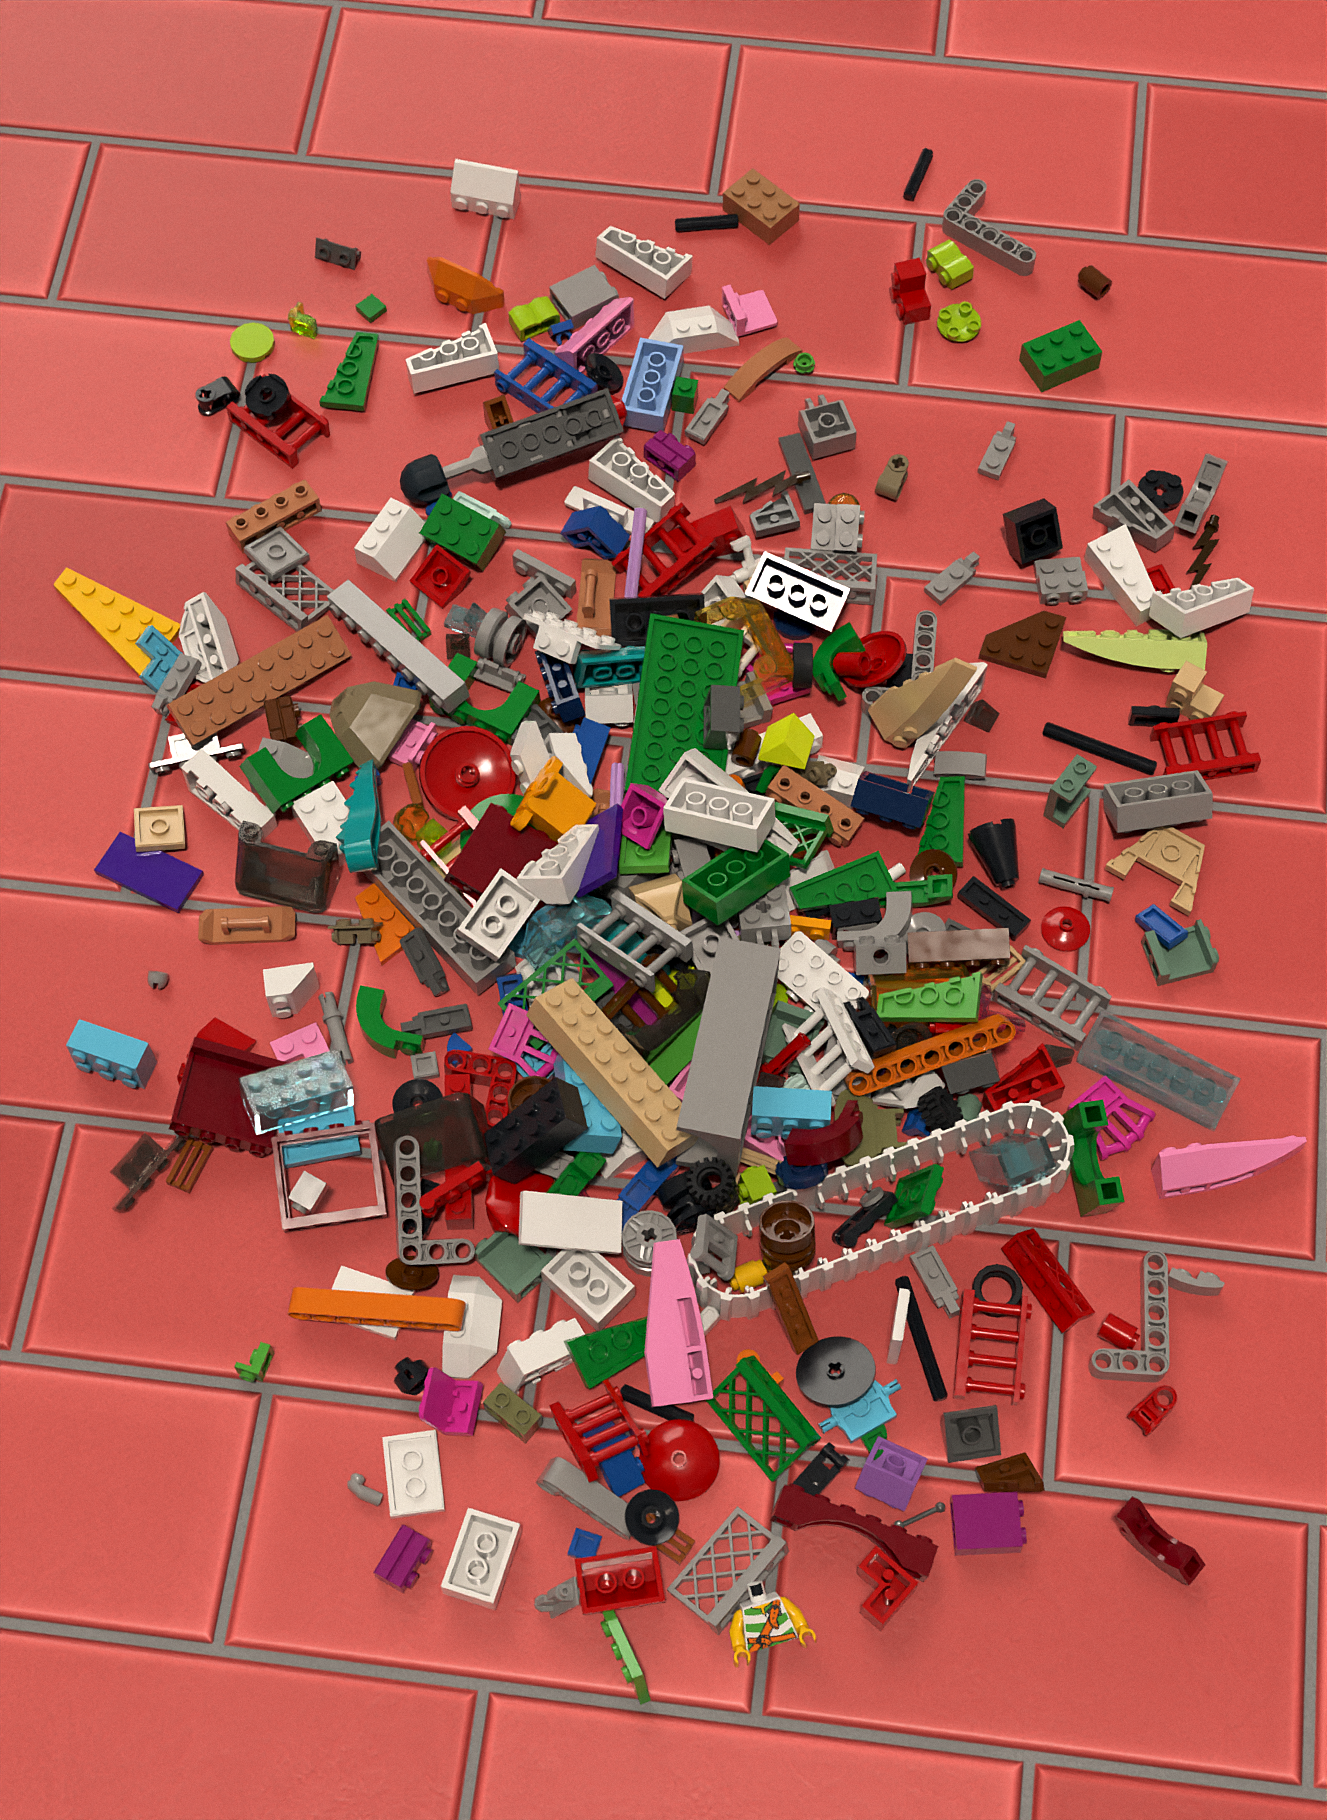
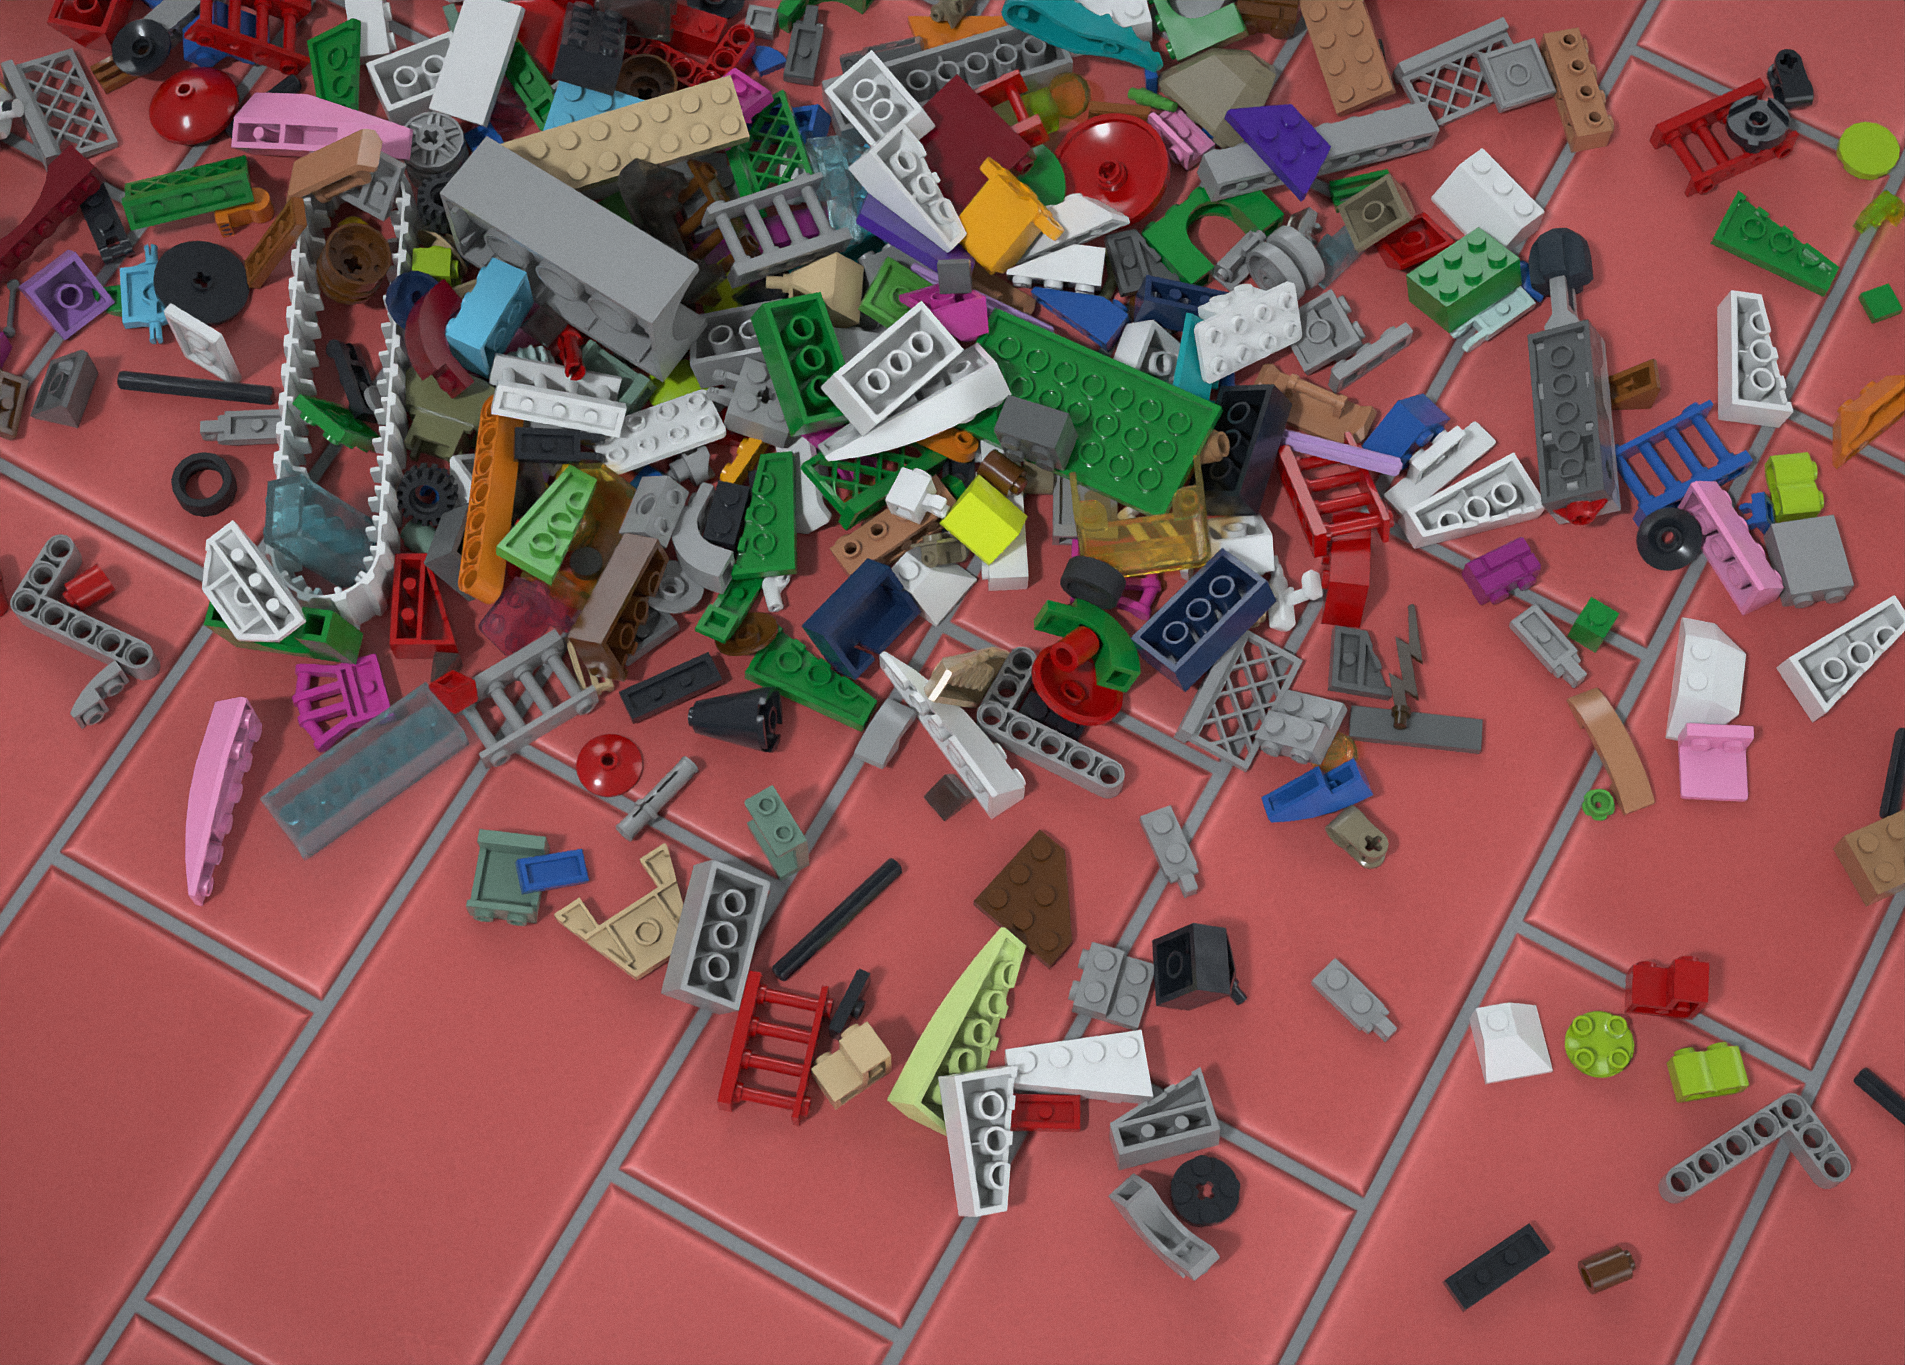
camera: 110 degrees right, 5 degrees up
(390, 771) = (1148, 98): none -> bright green animal
(411, 654) = (1283, 142): none -> dark purple wing
(434, 596) = (1376, 212): none -> dark tan slope
(622, 809) = (954, 276): none -> dark grey tile
(652, 383) = (1625, 580): light blue brick -> none
(724, 1270) = (351, 156): none -> nougat piece
(796, 785) = (914, 496): none -> white brick
(826, 427) = (1486, 791): light grey hinge -> none
(878, 507) = (1318, 793): none -> blue slope
(967, 1357) = (142, 413): red fence -> none
(981, 368) = (1509, 1042): none -> white slope
(1044, 1280) = (177, 537): red fence -> none
(1060, 356) = (1484, 1154): green brick -> none
(1076, 1029) = (455, 691): none -> red slope
(1095, 1161) = (248, 588): none -> white wedge
(1122, 334) = (1496, 1267): none -> black plate
(1197, 566) = (1089, 1215): dark brown piece -> none

